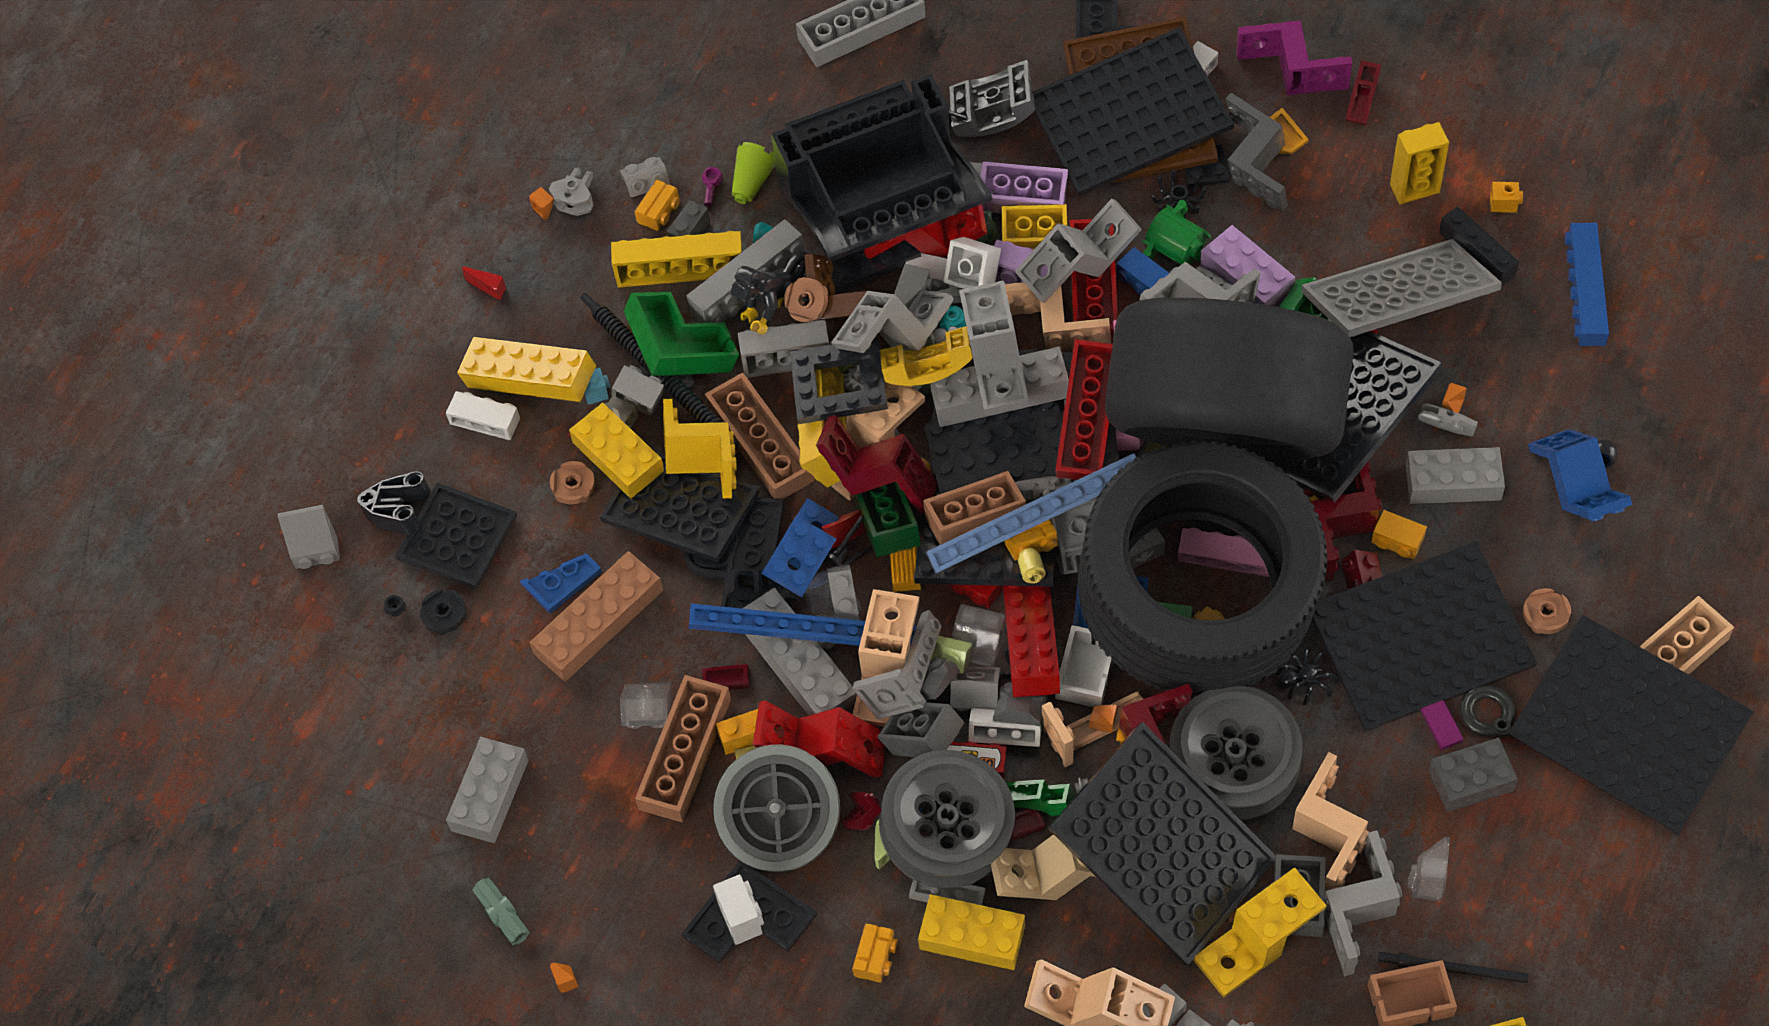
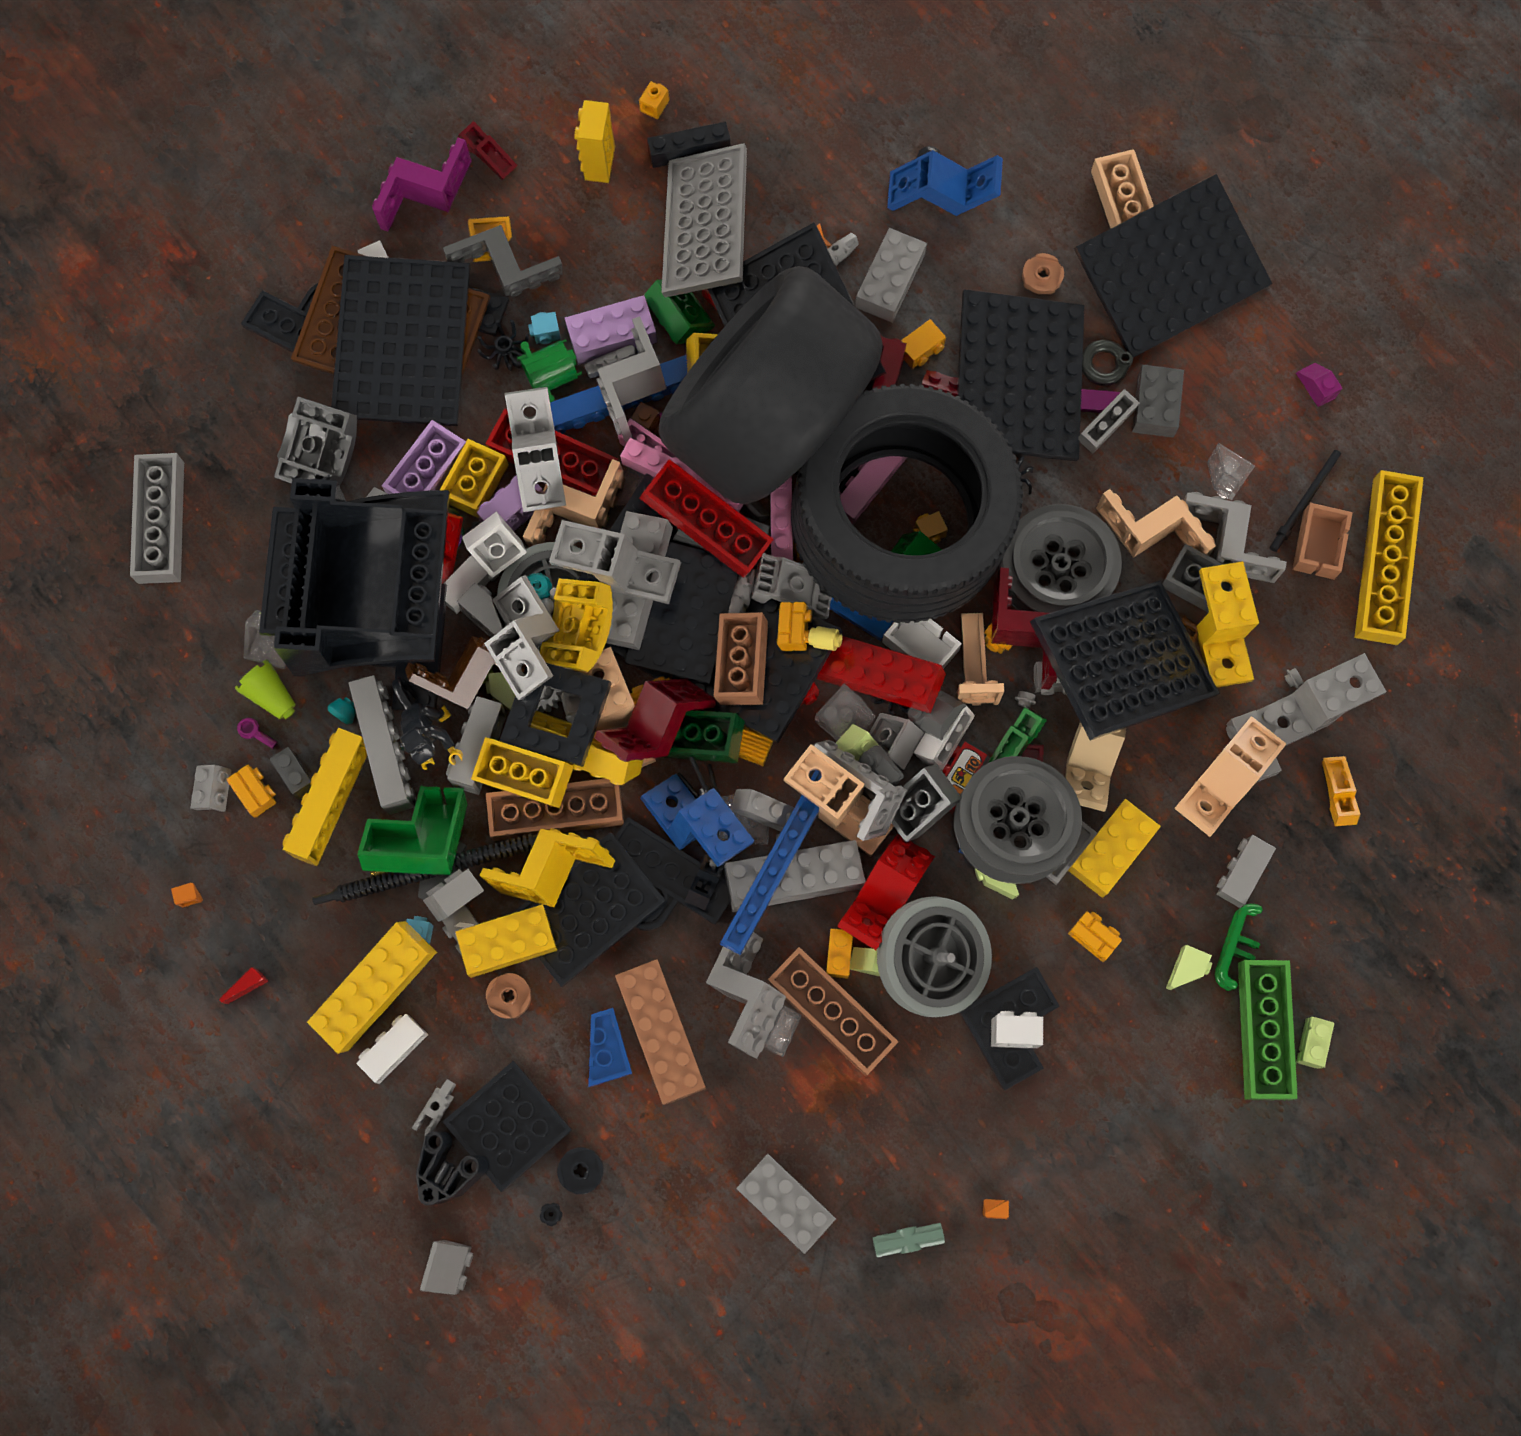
camera: 70 degrees left, 15 degrees up
(448, 472) = (440, 1096): none -> light grey hinge
(573, 192) = (194, 862): light grey hinge -> none
(659, 671) = (761, 999): none -> light grey bracket
(730, 676) = (775, 945): dark red tile -> none
(770, 384) = (522, 772): none -> yellow brick
(817, 295) = (450, 714): nougat plate -> none
(840, 528) = (690, 784): red slope -> none
(864, 813) = (969, 887): dark red bracket -> none
(1024, 517) = (783, 611): medium blue plate -> none
(1103, 718) = (976, 651): orange slope -> none
(1216, 218) = (544, 327): none -> medium azure brick
(1418, 734) = (1108, 421): none -> light grey brick
(1587, 284) = (768, 85): blue brick -> none
(1592, 926) = (1319, 383): none -> magenta slope

